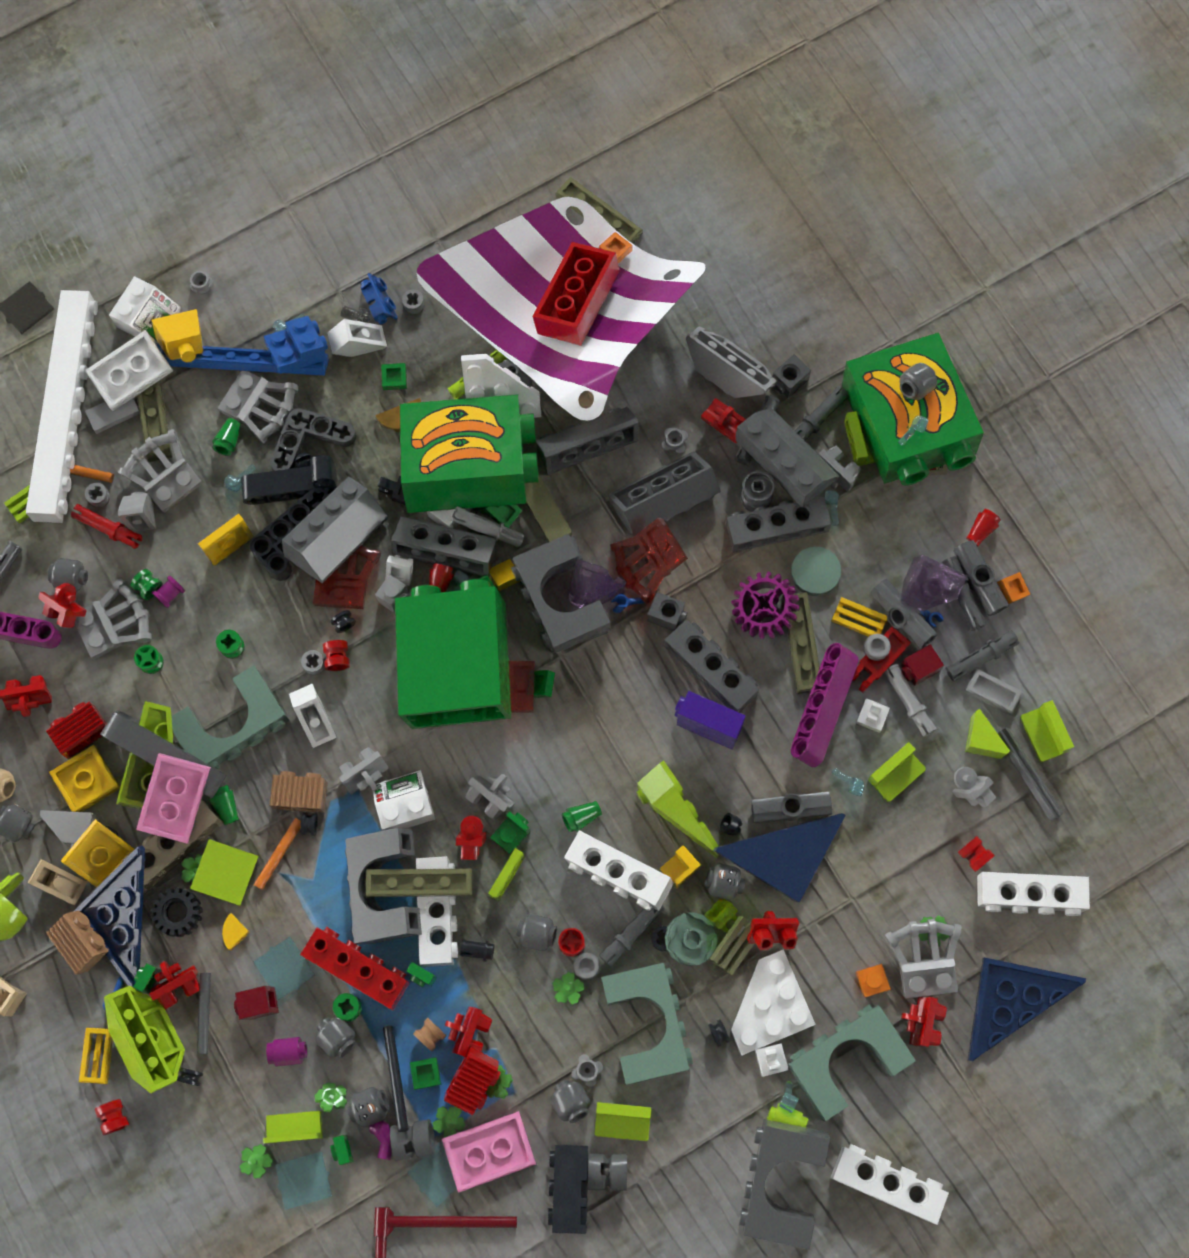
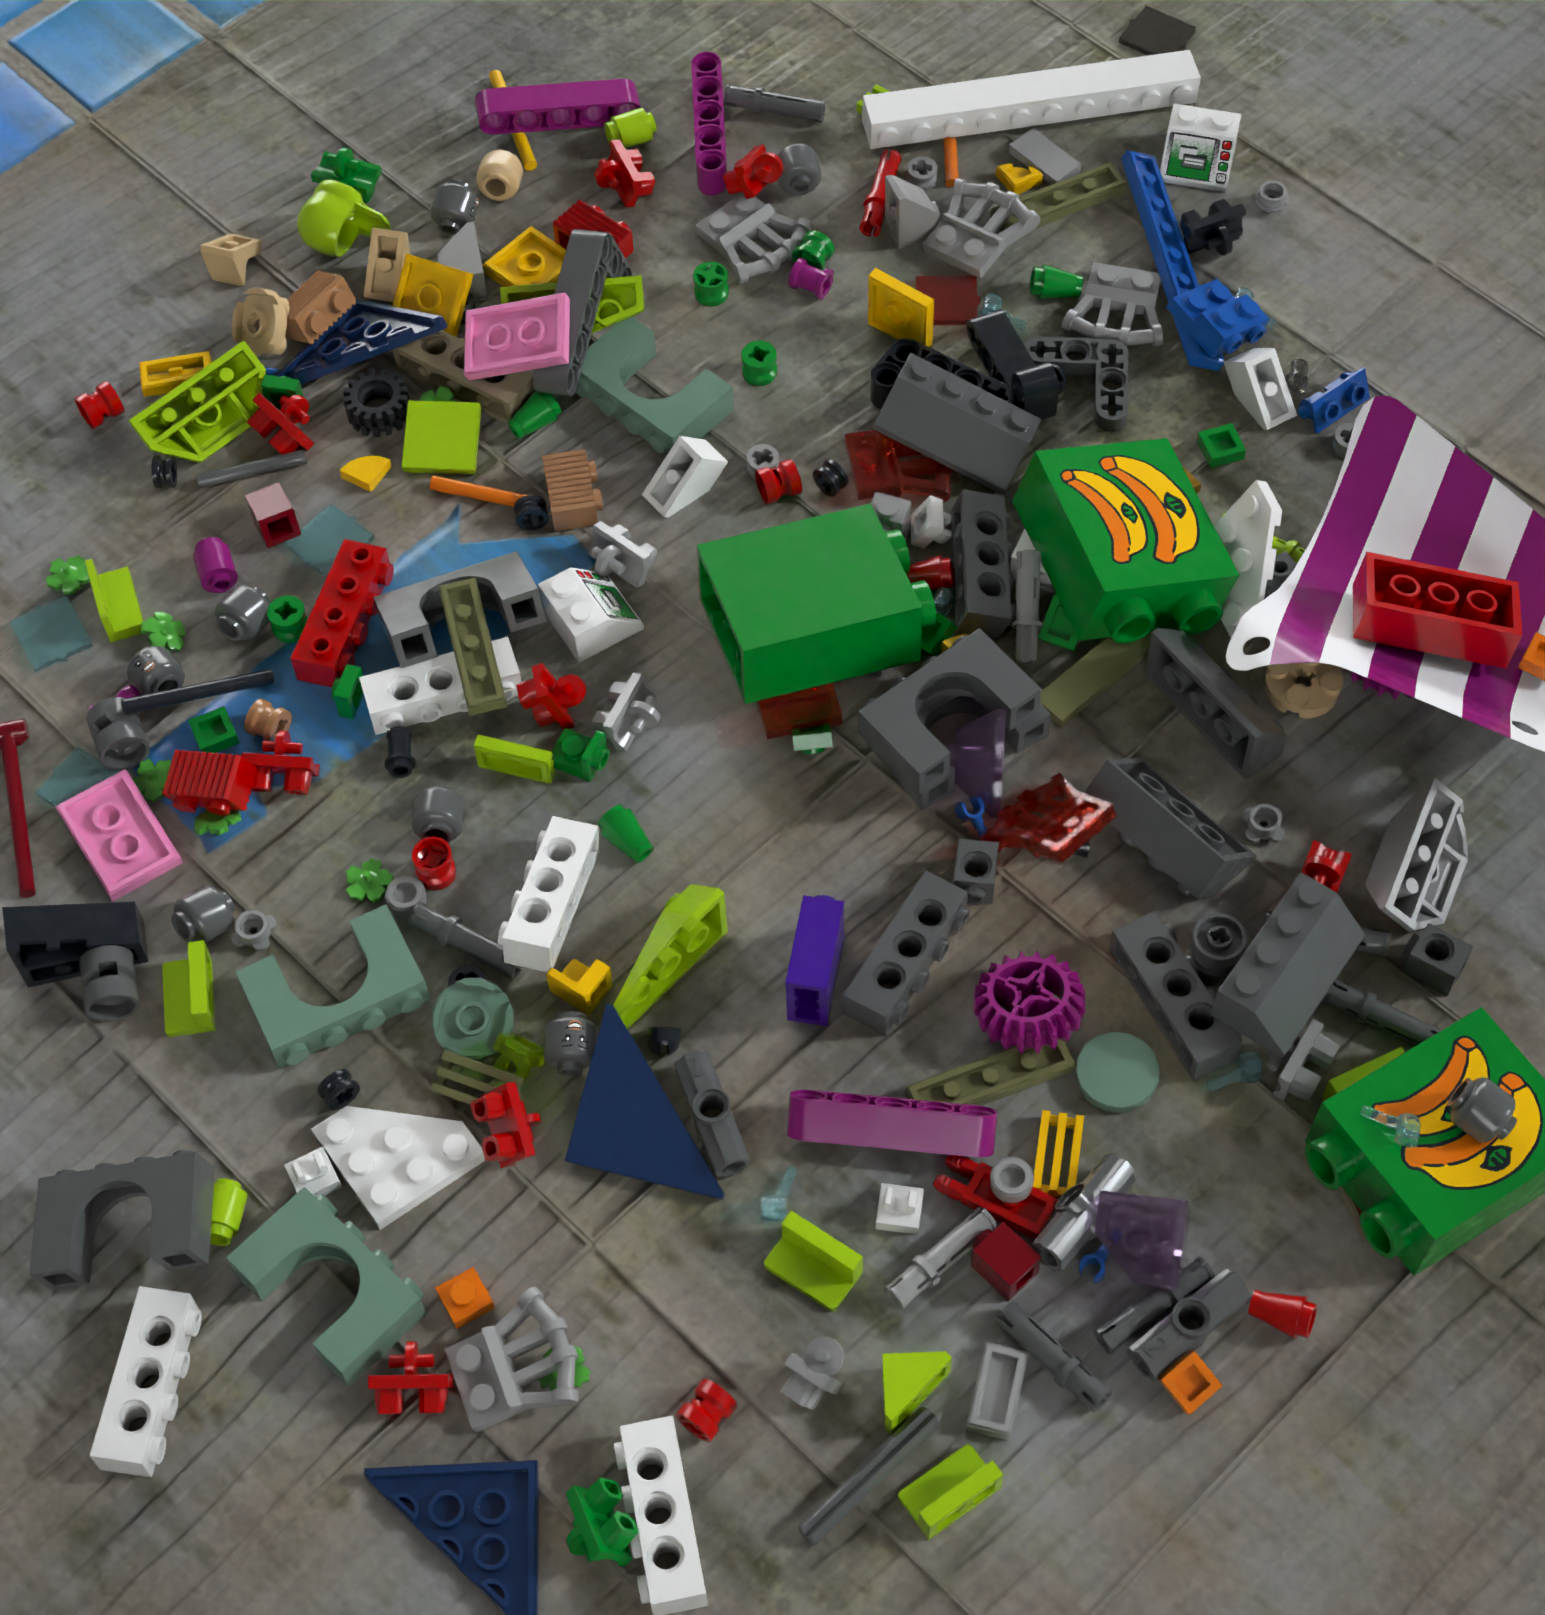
camera: 75 degrees right, 15 degrees down
(83, 971) = (272, 312): none -> tan plate
(123, 434) = (1018, 178): none -> yellow tile
(129, 370) = (1105, 150): white tile -> none
(179, 335) = (1178, 186): yellow torso -> none
(212, 508) = (953, 297): none -> clear red piece
(213, 316) = (1214, 231): none -> black hips
(341, 1150) = (94, 660): green plate -> none
(788, 1101) = (246, 1200): clear light blue hand -> none
(1035, 929) = (597, 1529): none -> green hips

